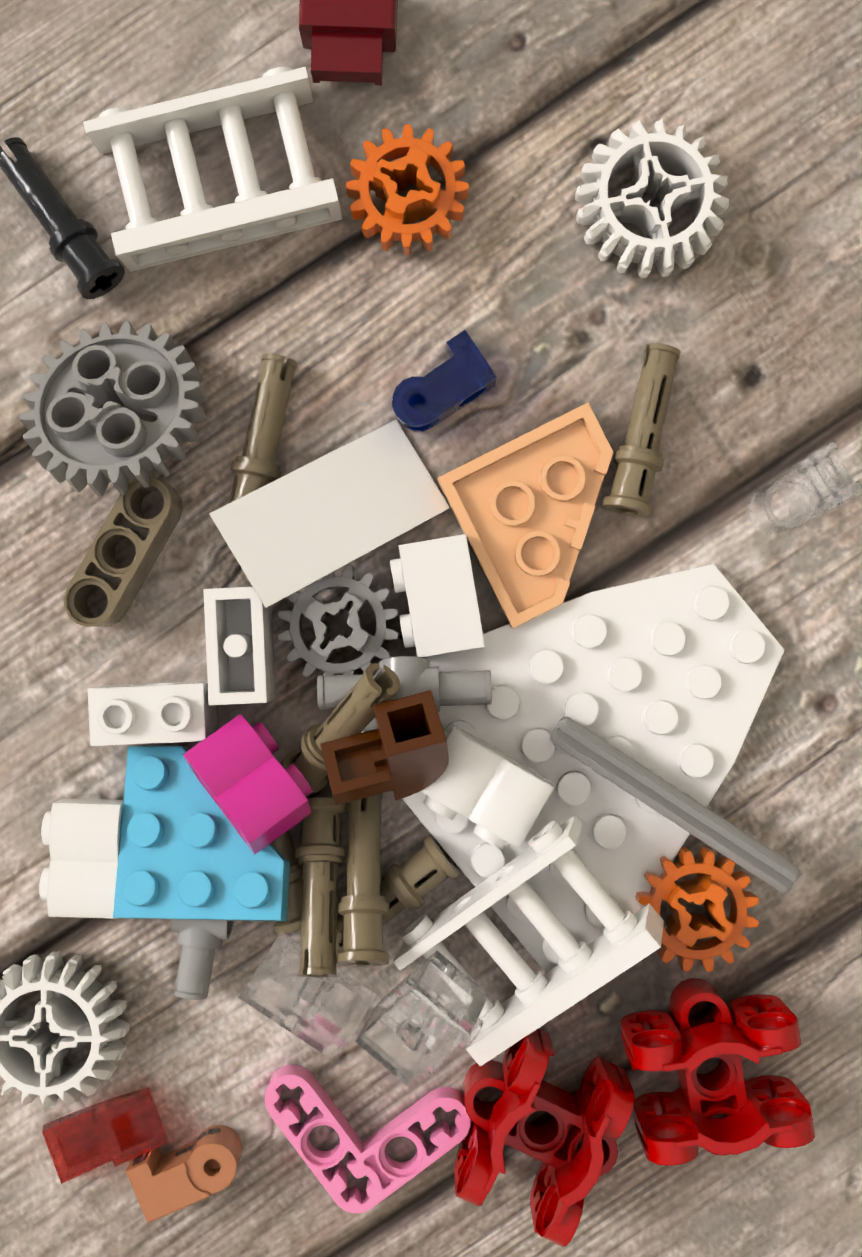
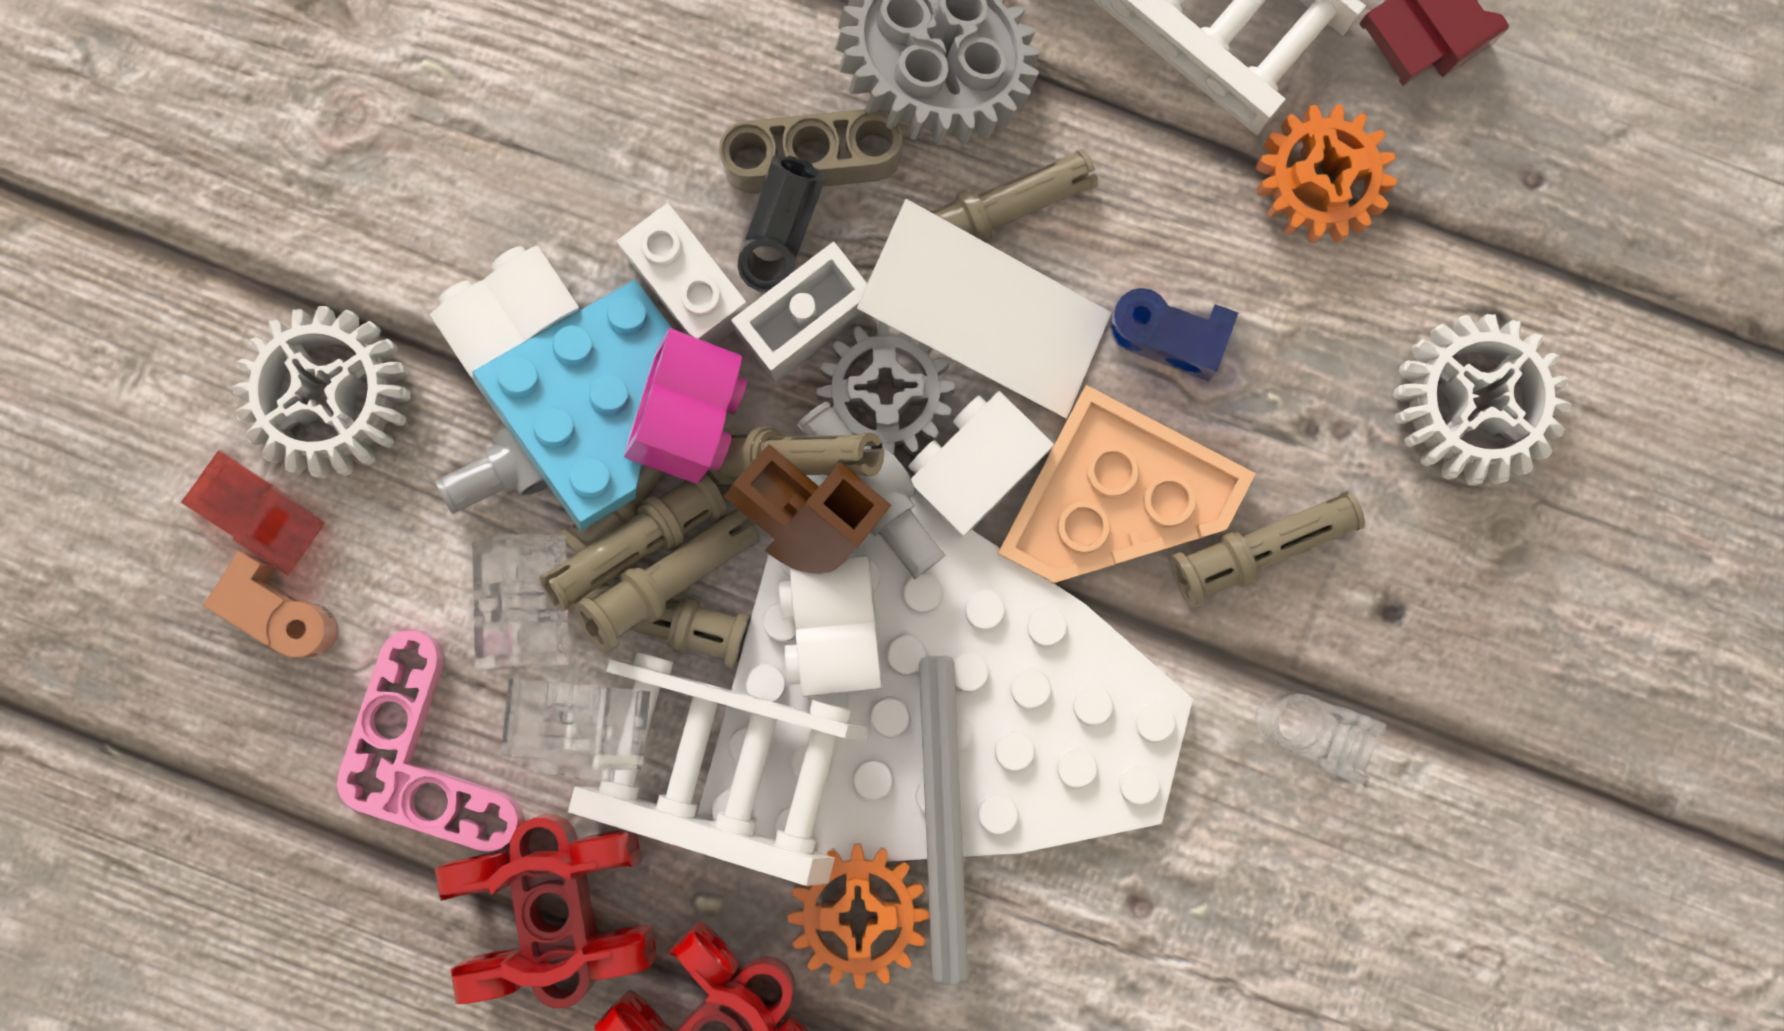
camera: 55 degrees right, 5 degrees down
(160, 616) = (779, 220): none -> black piece

